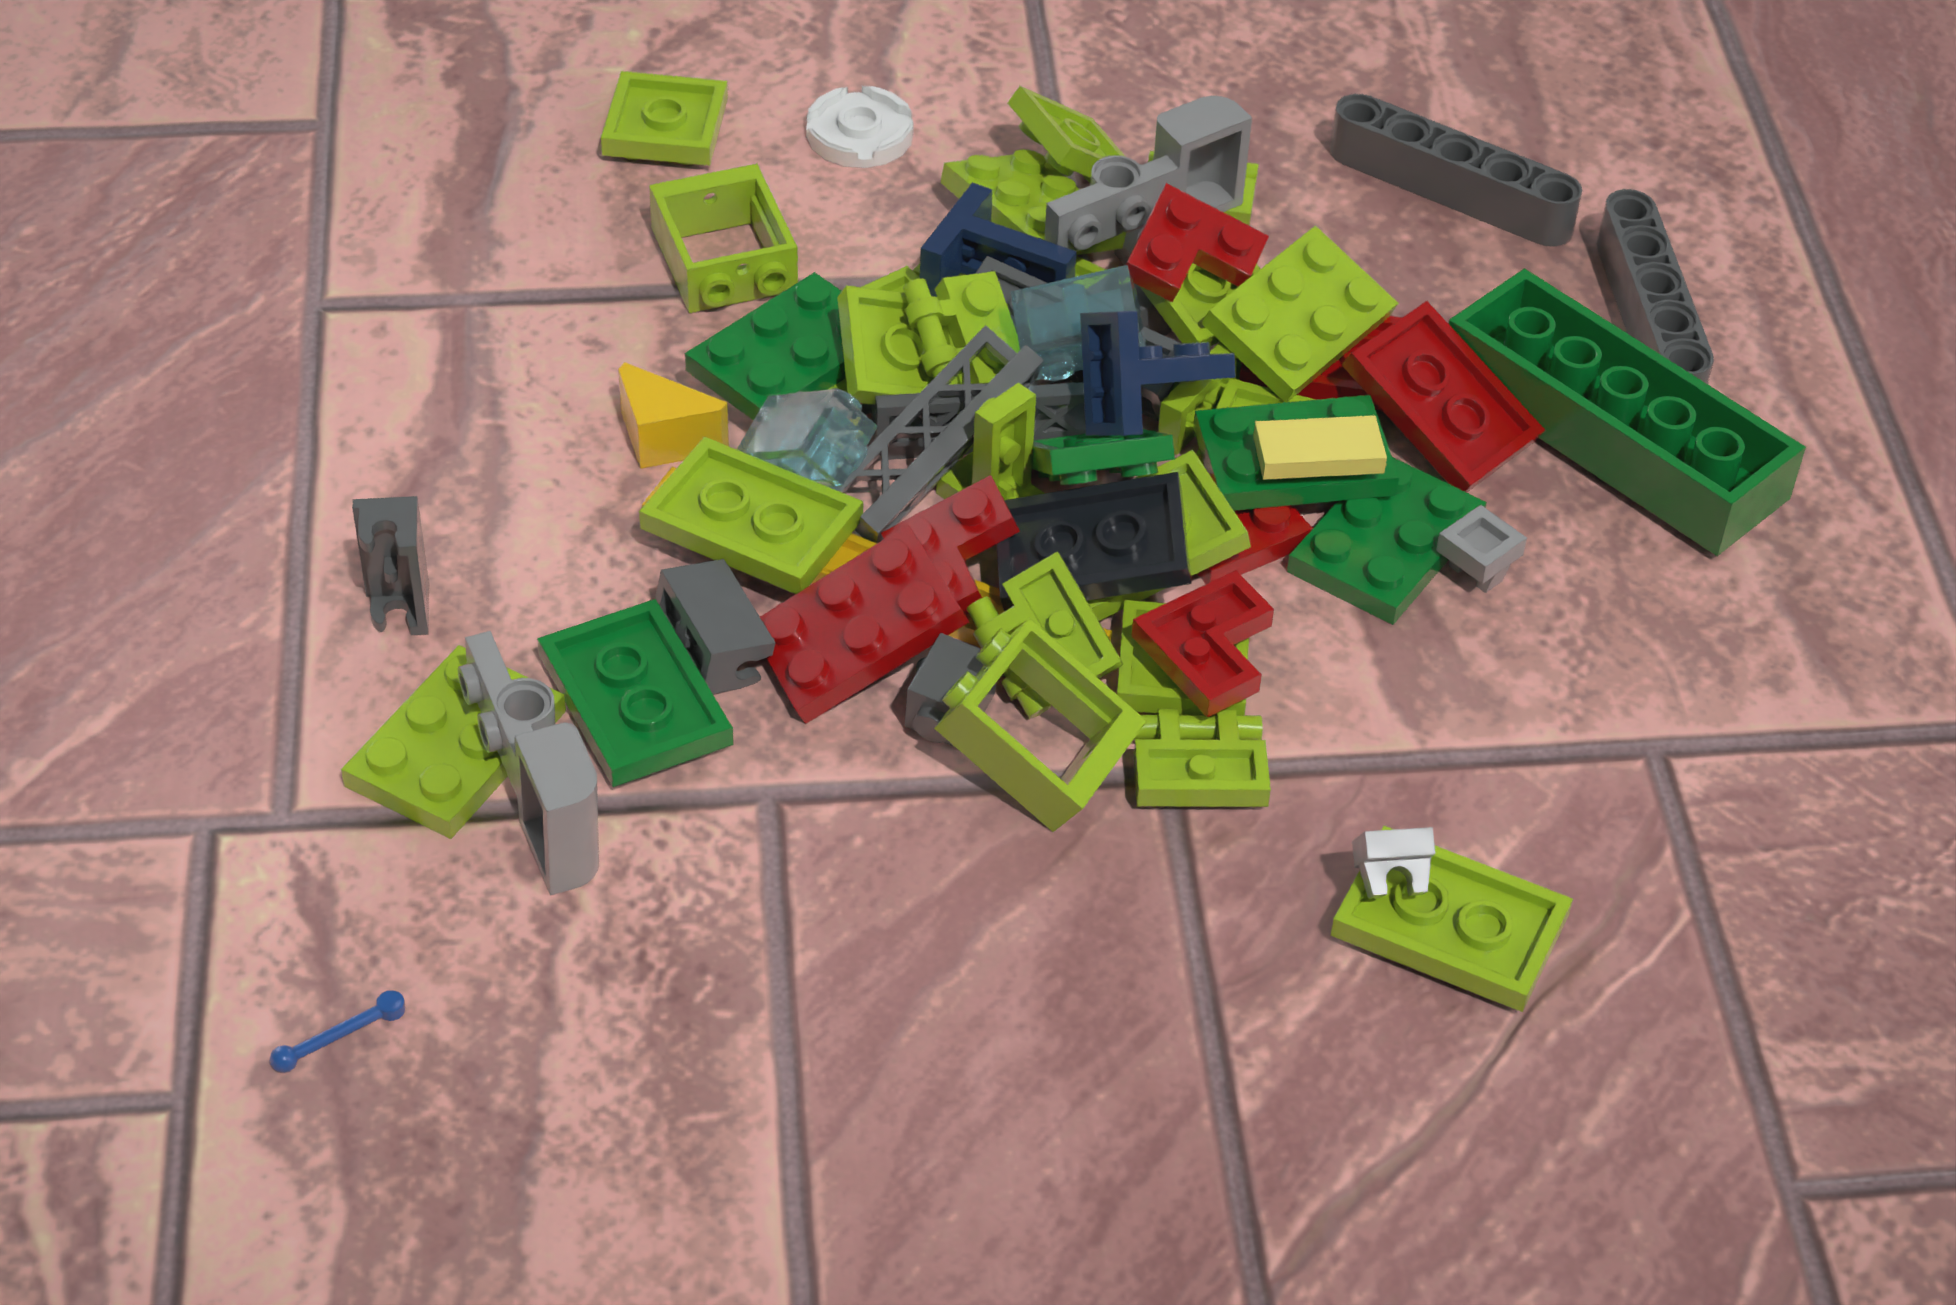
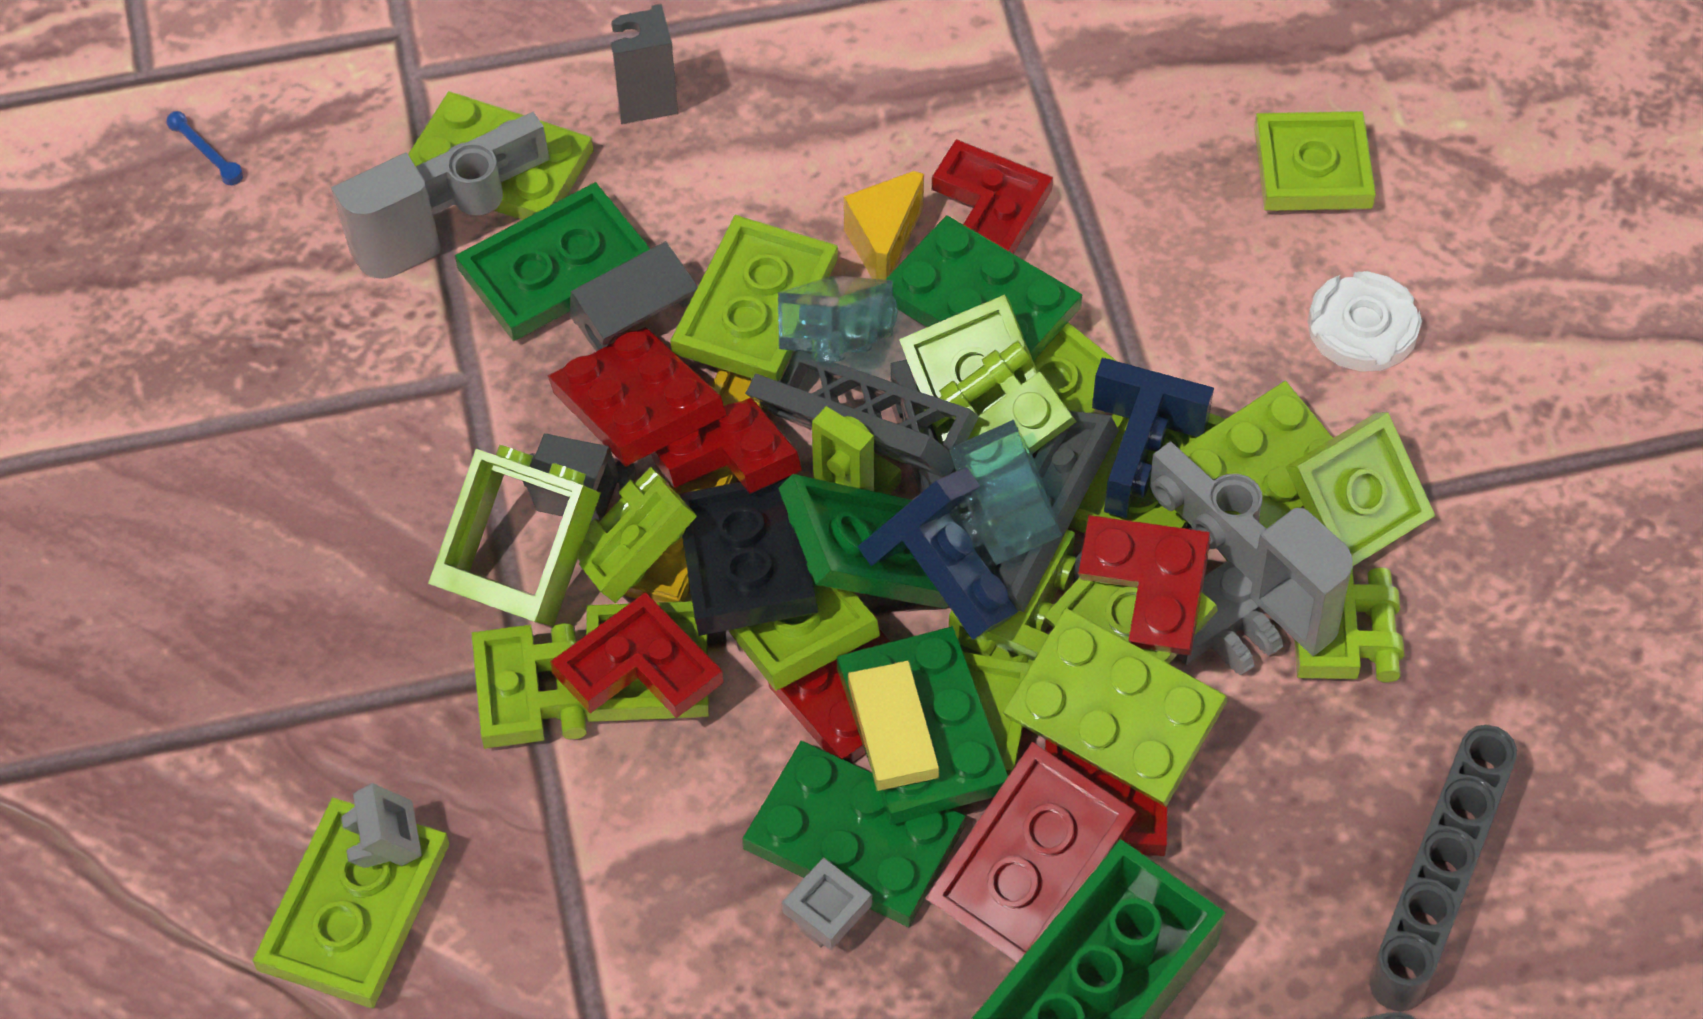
camera: 85 degrees right, 10 degrees up
(636, 330) = (1000, 190): none -> red plate
(738, 200) = (1182, 201): lime window -> none

